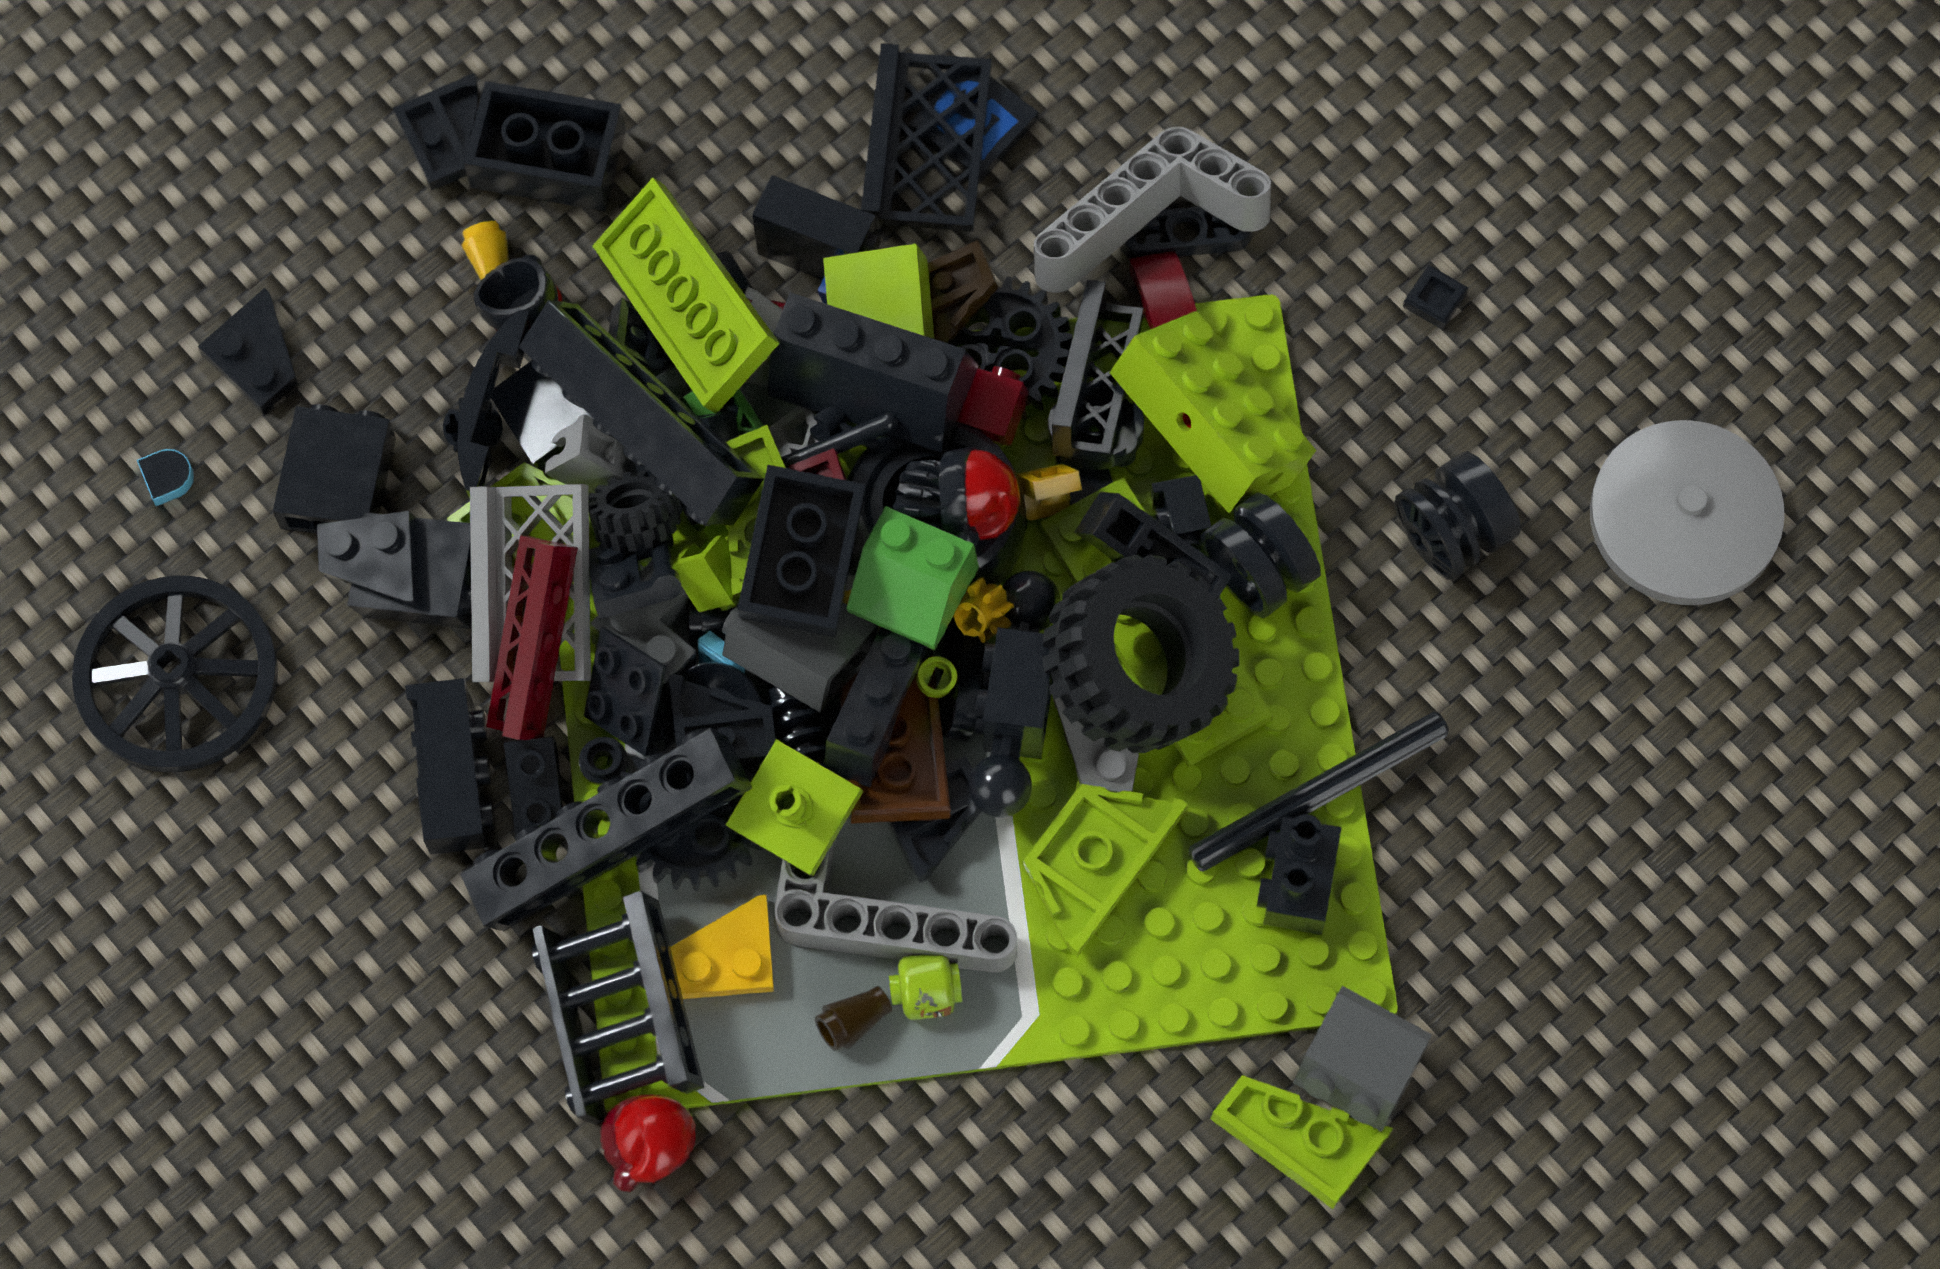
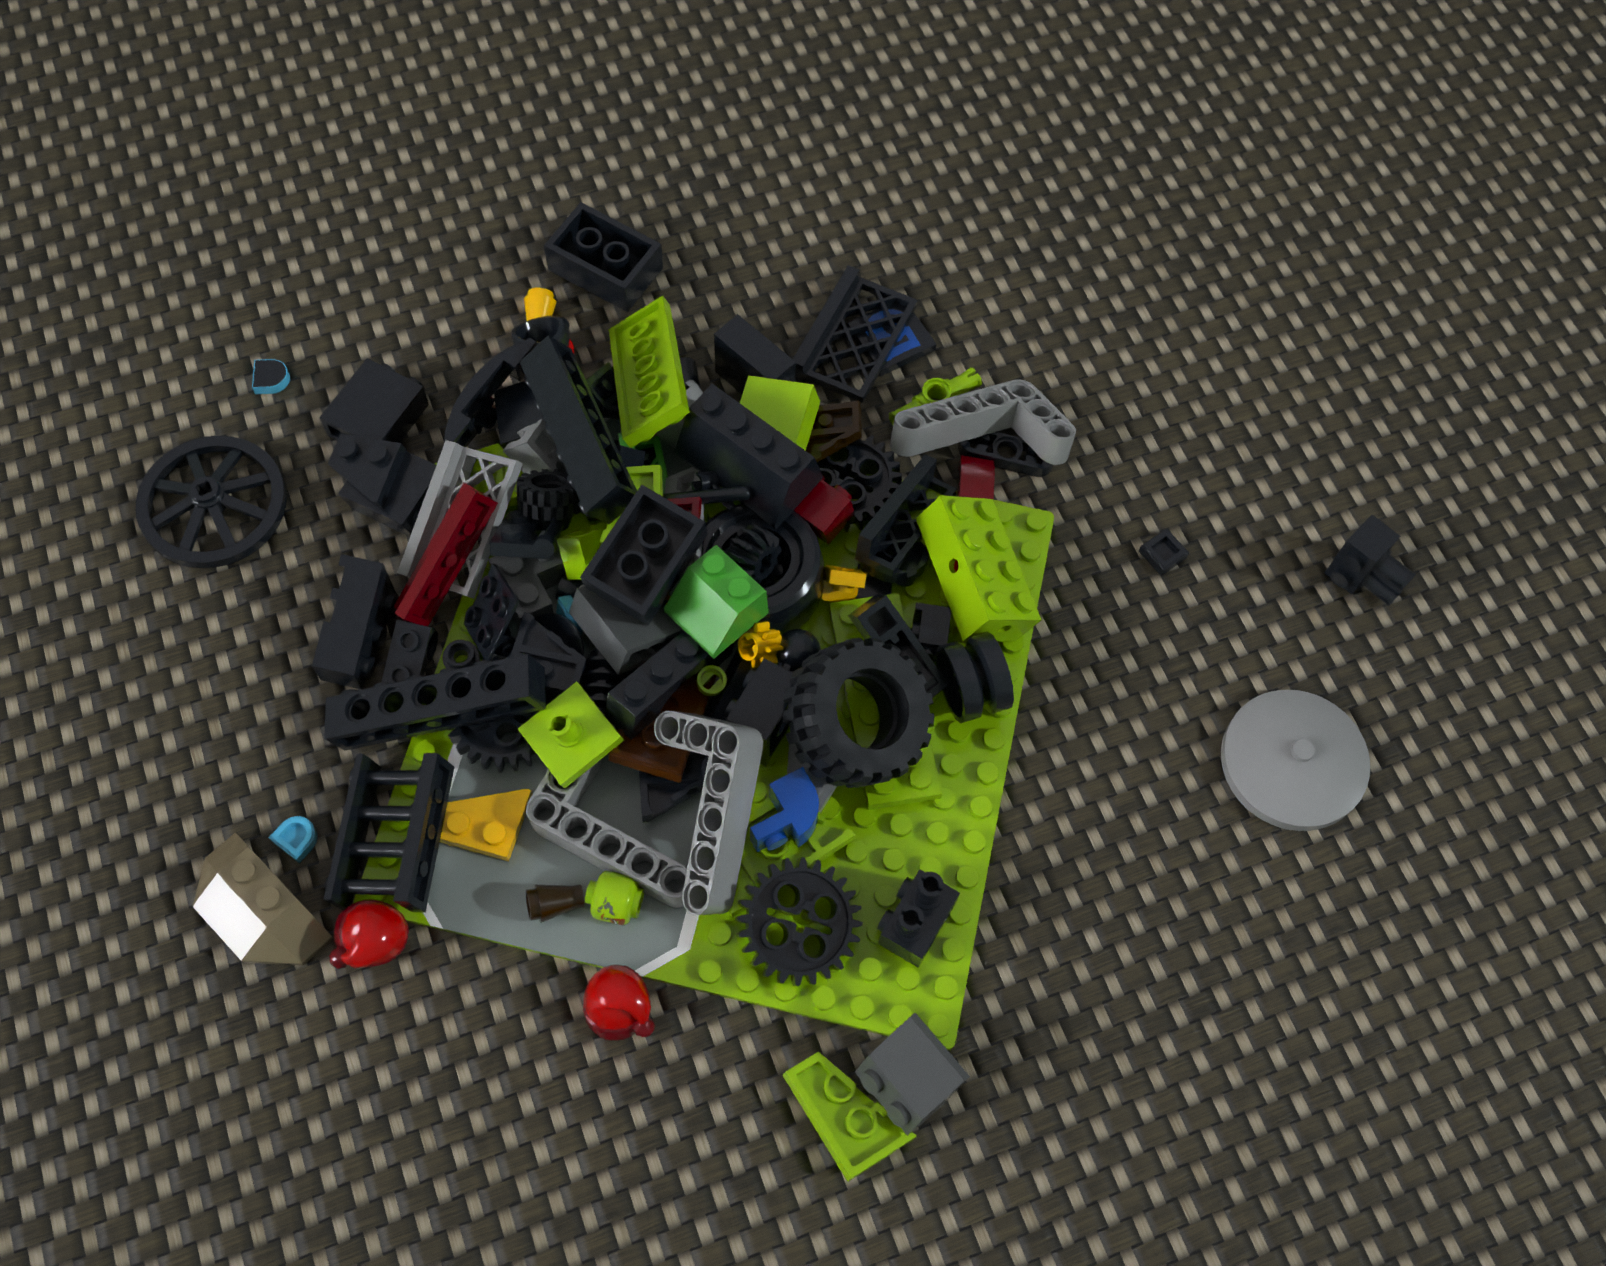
camera: 15 degrees right, 5 degrees down
(253, 353) = (363, 321): black wing -> none
(440, 129) = (538, 224): black wing -> none
(490, 1157) = (255, 909): none -> dark tan wedge
(496, 1059) = (295, 837): none -> medium azure tile
(976, 494) = (783, 560): red piece -> none
(982, 1109) = (617, 1004): none -> red piece
(1010, 823) = (723, 806): none -> light grey beam
(1076, 175) = (942, 389): none -> lime pin
(1108, 797) = (796, 816): none -> blue brick
(1157, 887) = (789, 955): none -> black gear
(1319, 790) = (955, 860): black axle -> none
(1457, 515) = (1127, 701): black wheel -> none
(1696, 225) = (1368, 563): none -> black brick

